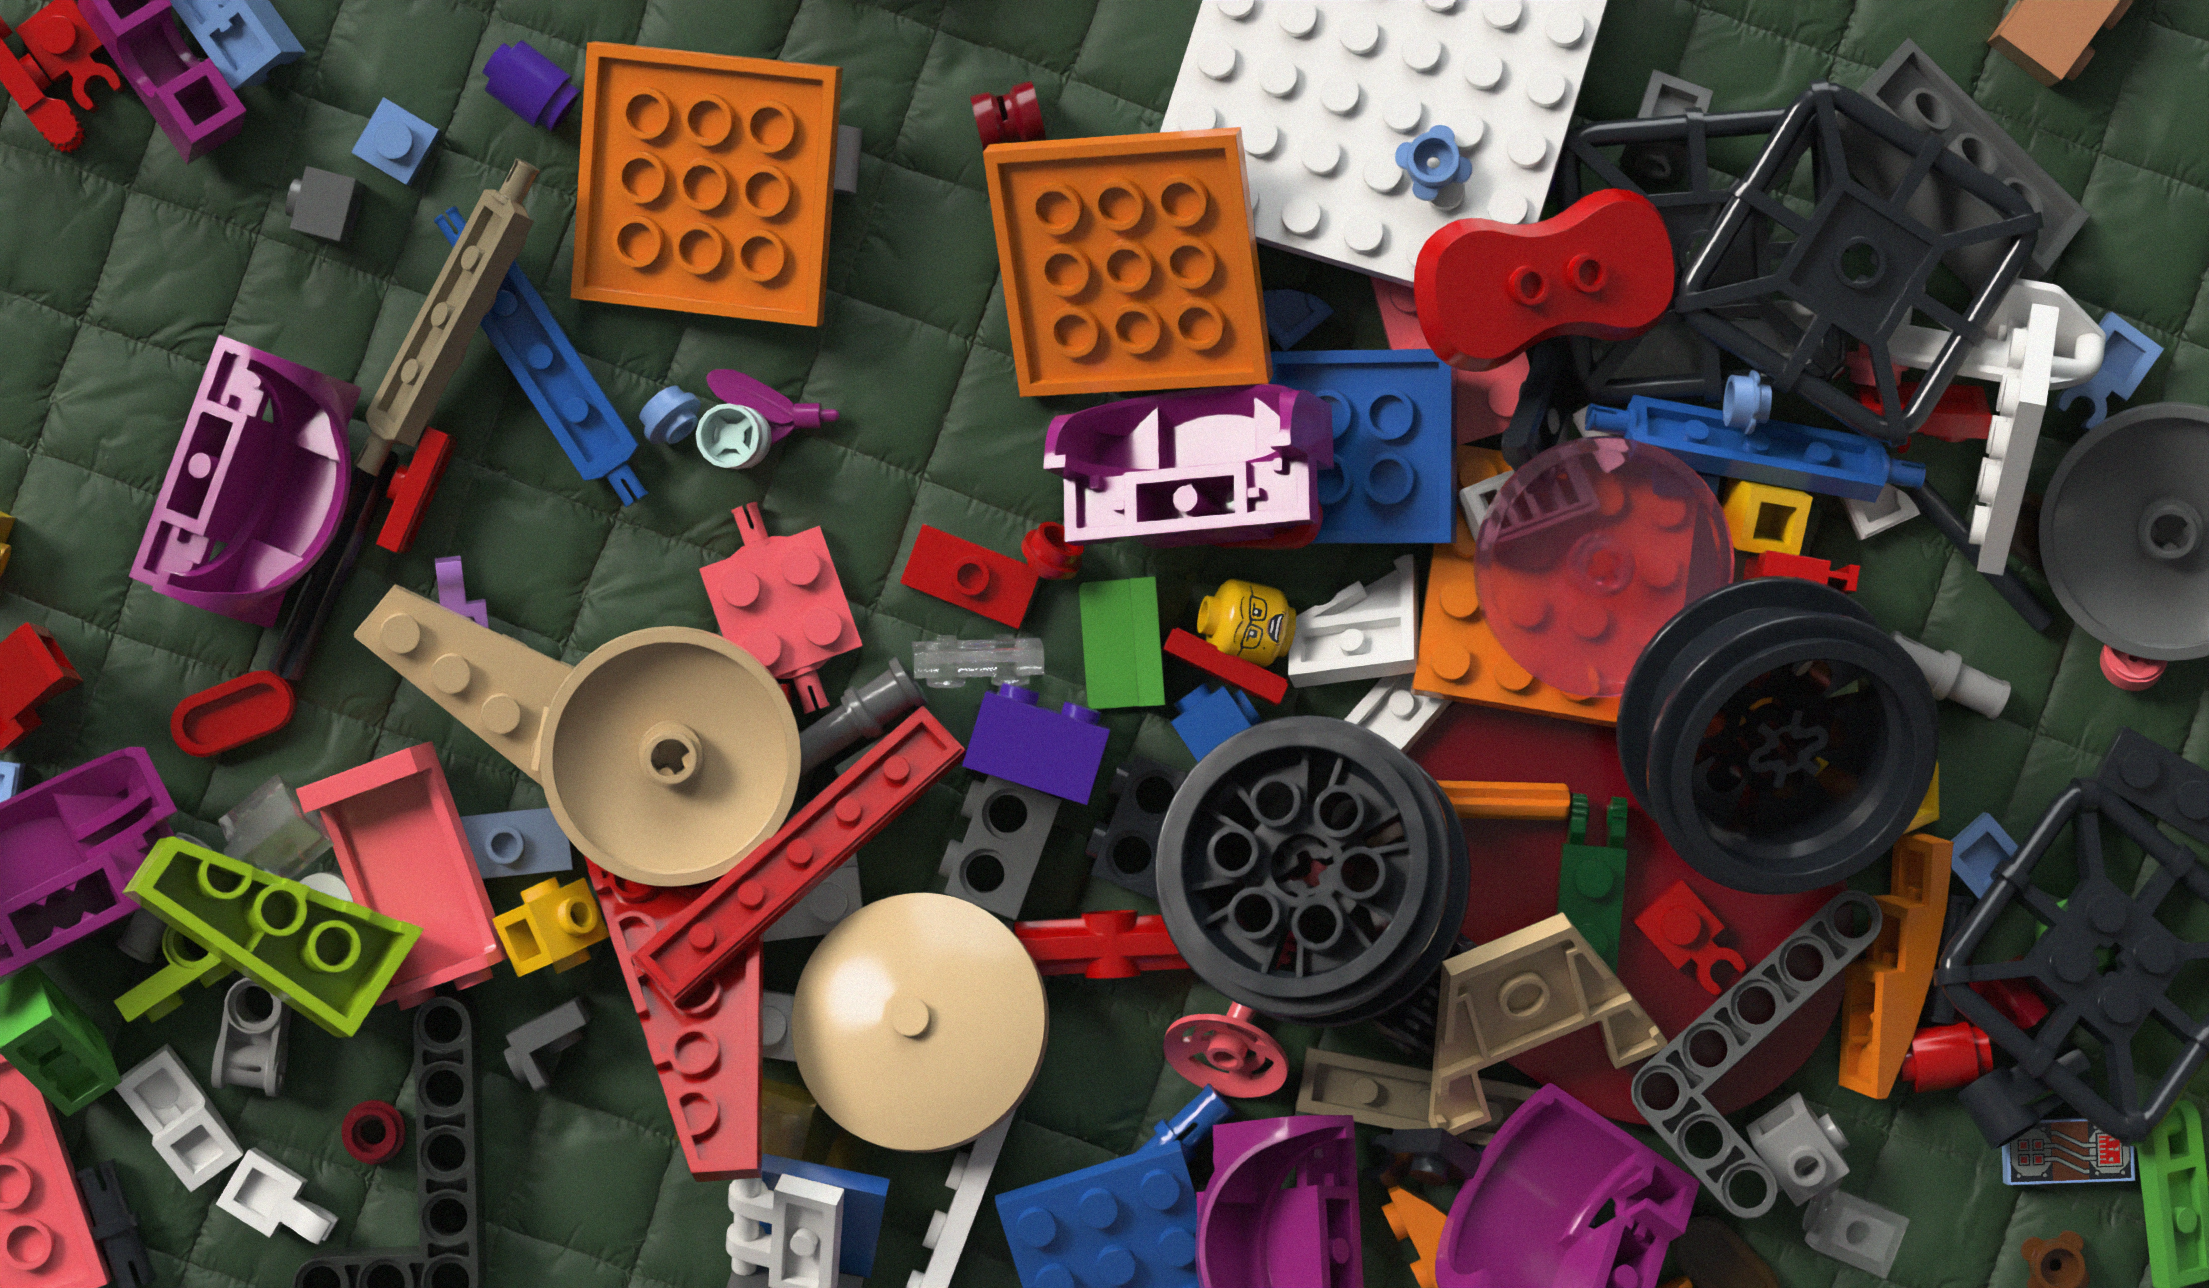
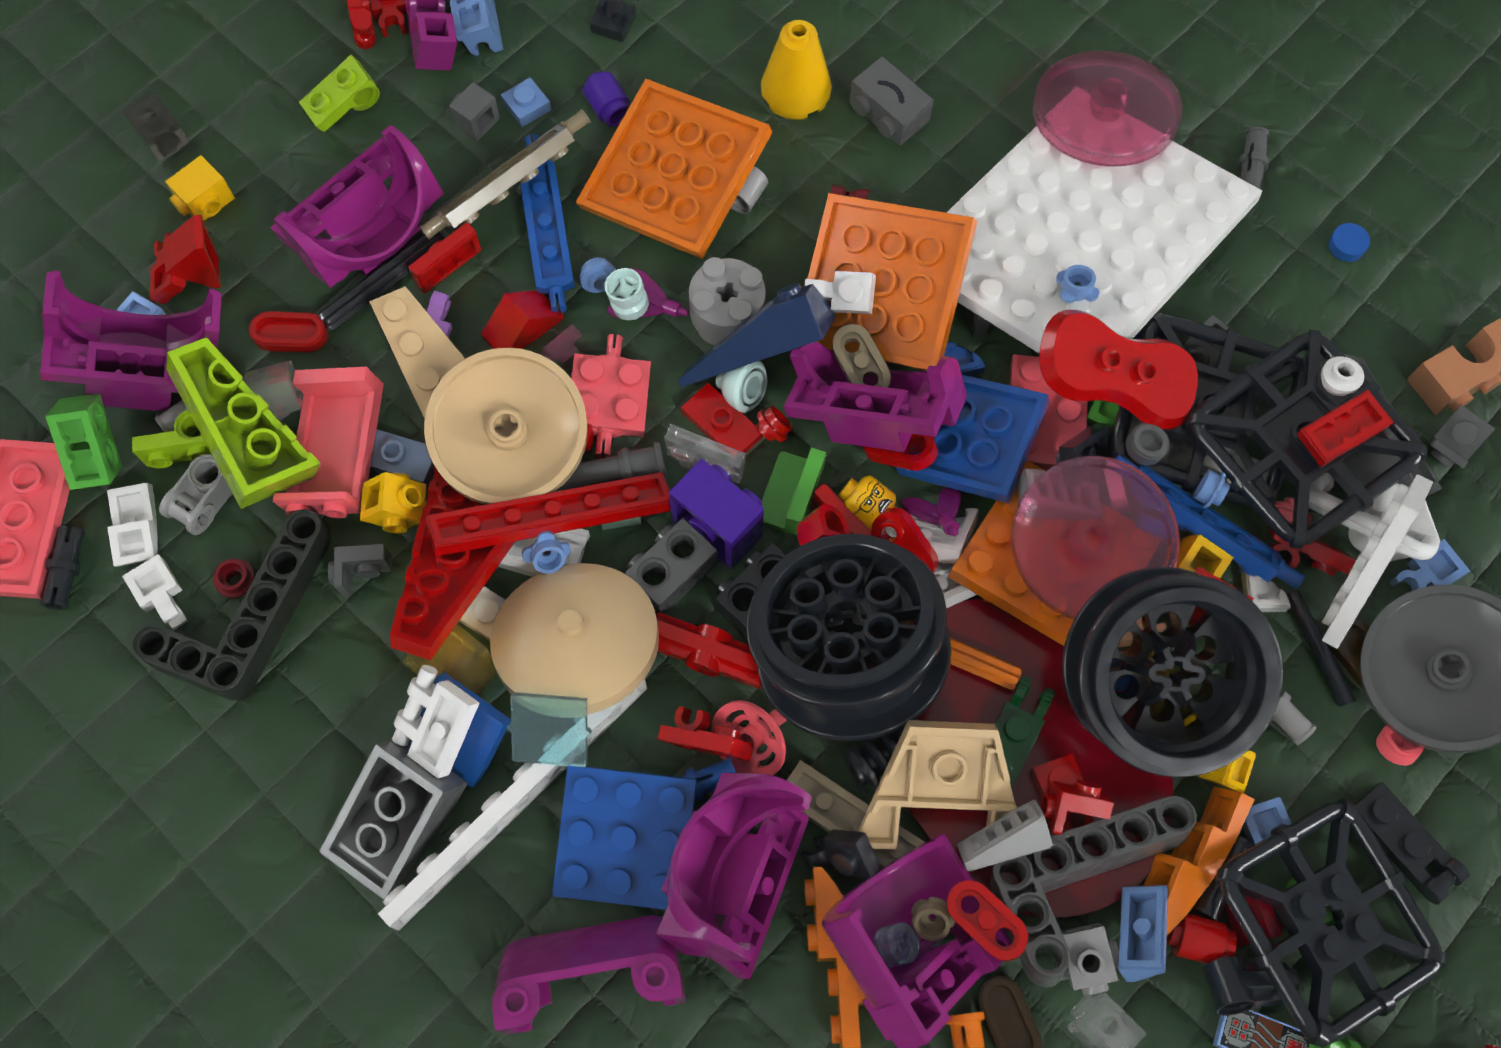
camera: 25 degrees right, 20 degrees down
(87, 269) = (340, 91): none -> lime plate
(586, 545) = (520, 320): none -> red slope
(672, 563) = (563, 345): none -> clear pink plate
(820, 916) = (551, 560): none -> medium blue plate
(865, 357) = (724, 297): none -> light grey brick
(952, 1174) = (549, 729): none -> clear light blue piece
(977, 506) = (743, 386): none -> light aqua brick
(995, 431) = (785, 323): none -> dark blue wedge
(1082, 302) = (849, 292): none -> white plate
(1148, 411) = (864, 361): none -> dark tan plate
(1191, 1082) = (694, 737): none -> red plate
(1207, 717) = (822, 523): none -> red plate
(1331, 679) = (908, 535): none -> red plate
(1358, 597) = (942, 514): none -> magenta piece
(1531, 1263) = (906, 944): none -> clear light blue bush
(1576, 1199) = (927, 927): none -> dark tan plate
(1628, 370) = (1147, 444): none -> dark grey tile
(1643, 1045) = (1007, 838): none -> light grey slope
(1649, 1182) = (987, 920): none -> red plate
(1709, 956) = (1080, 798): none -> red bracket
(1860, 1090) = (1143, 932): none -> medium blue slope
(1878, 177) = (1337, 383): none -> white plate
(1910, 245) = (1344, 428): none -> red plate
(2091, 130) = (1459, 437): none -> dark grey bracket

